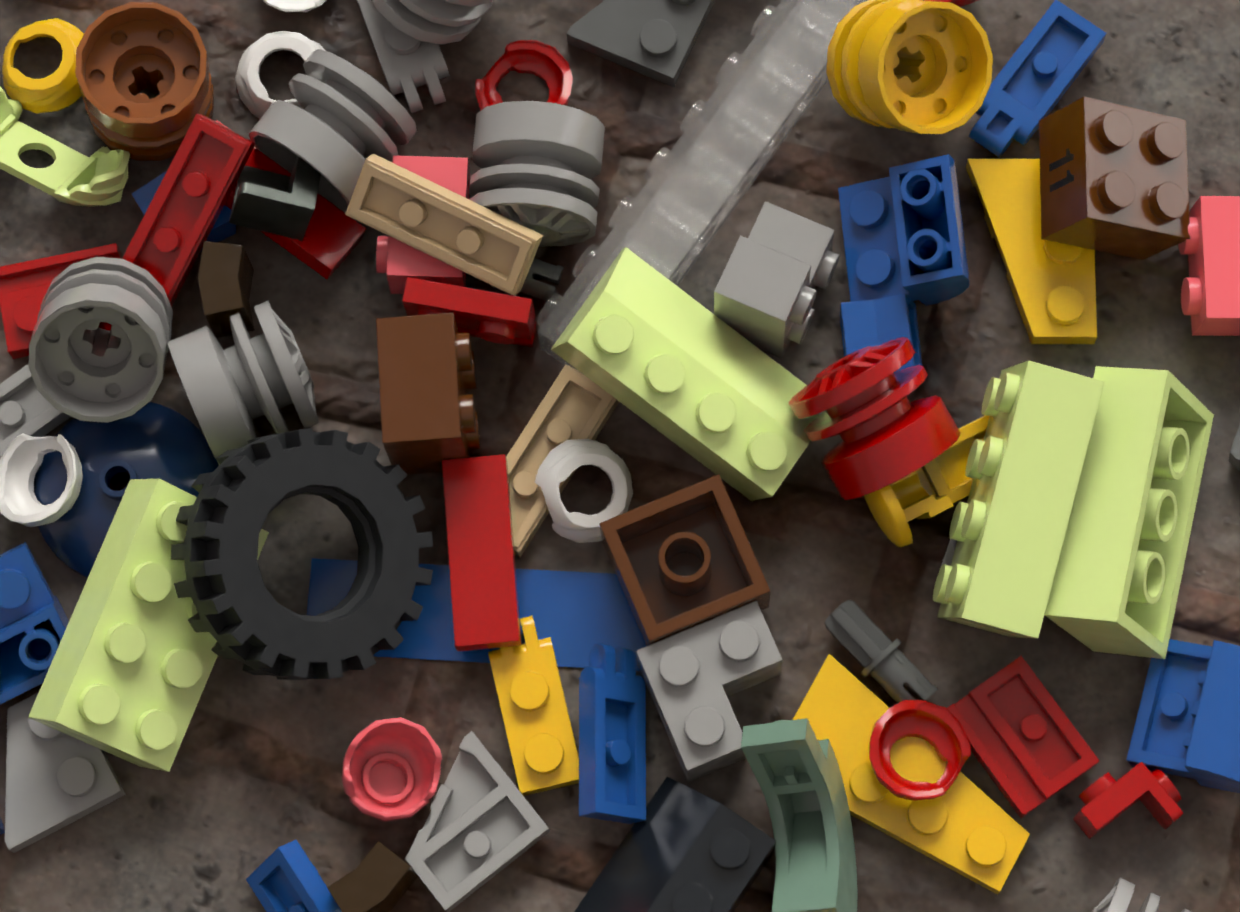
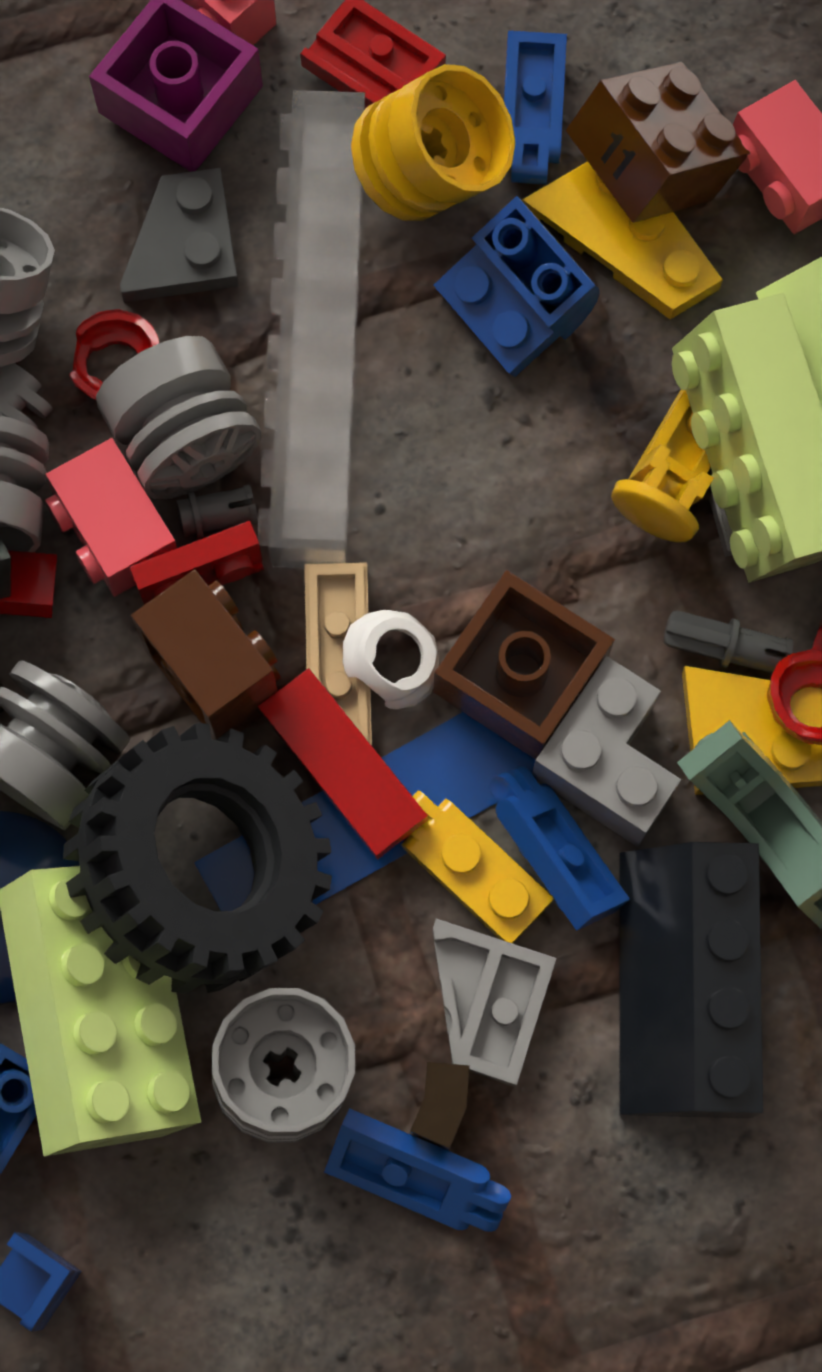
camera: 40 degrees left, 0 degrees up
(50, 779) = (91, 1197): light grey wing -> none
(256, 730) = (269, 1028): none -> light grey wheel
(391, 769) = (390, 995): coral hair -> none
(443, 224) = (132, 502): tan tile -> none
(688, 376) = (423, 508): yellowish green slope -> none
(773, 279) = (438, 388): light grey brick -> none
(878, 425) = (603, 445): red wheel -> none
(879, 321) = (550, 389): blue piece -> none

